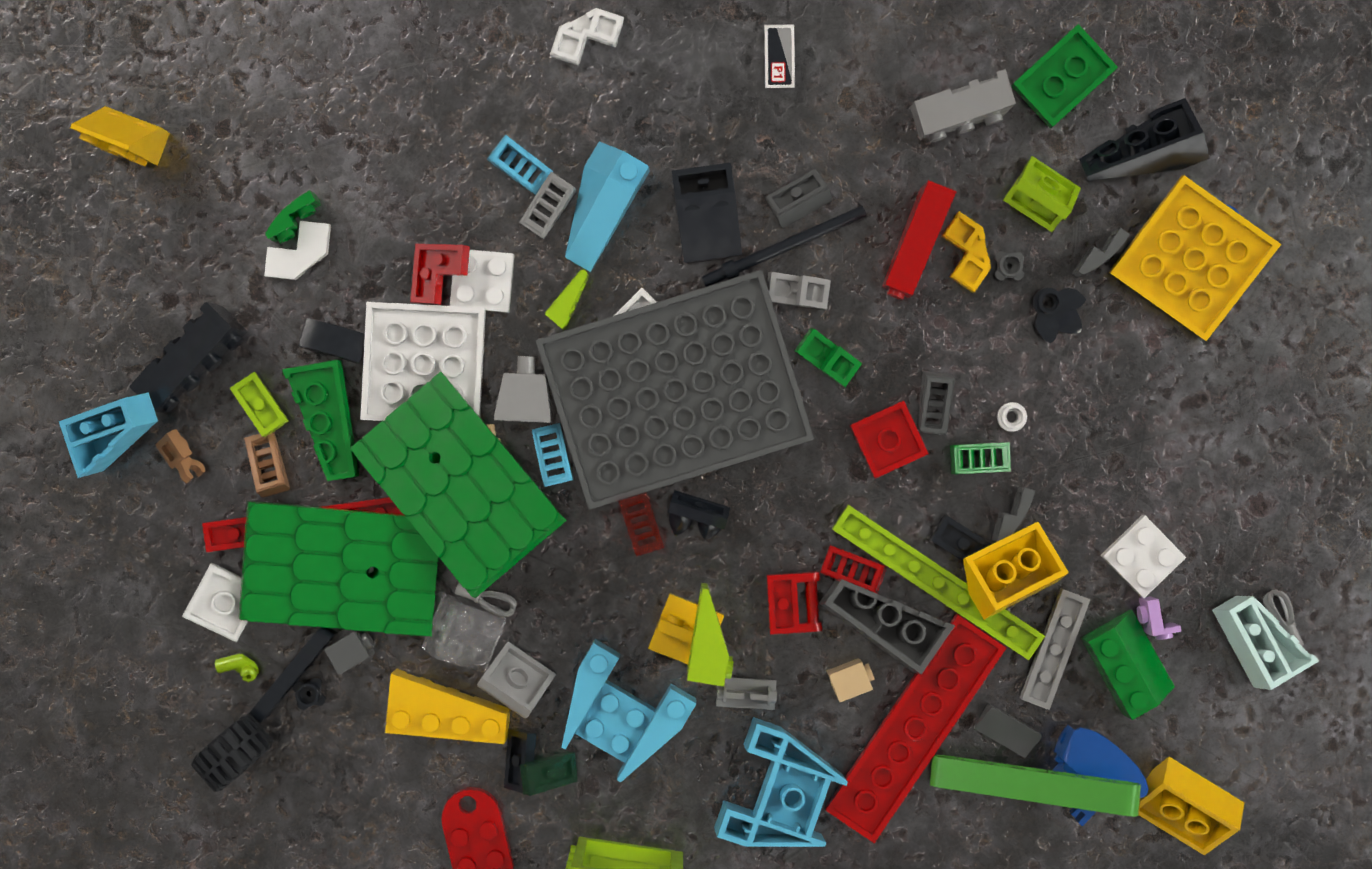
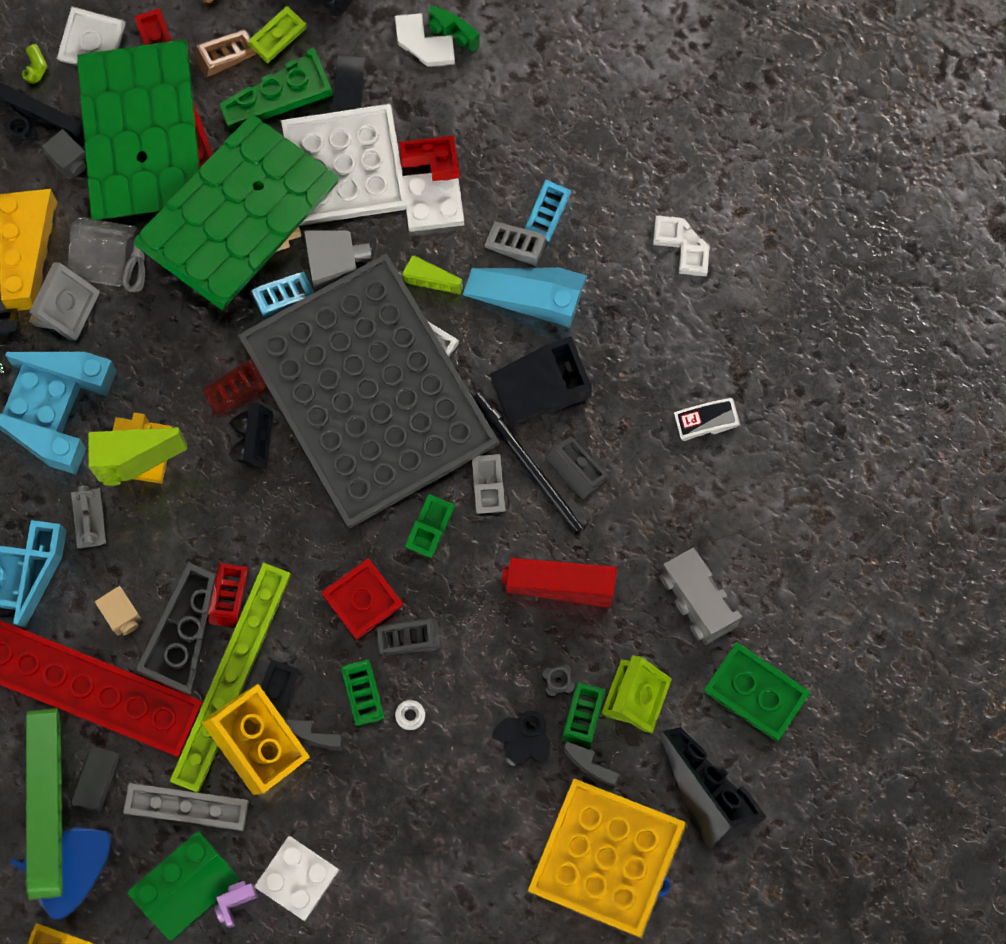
camera: 75 degrees right, 15 degrees down
(784, 603) = (182, 534): red plate -> none
(969, 238) = (554, 647): yellow tile -> none
(1066, 269) = (584, 734): none -> green slope

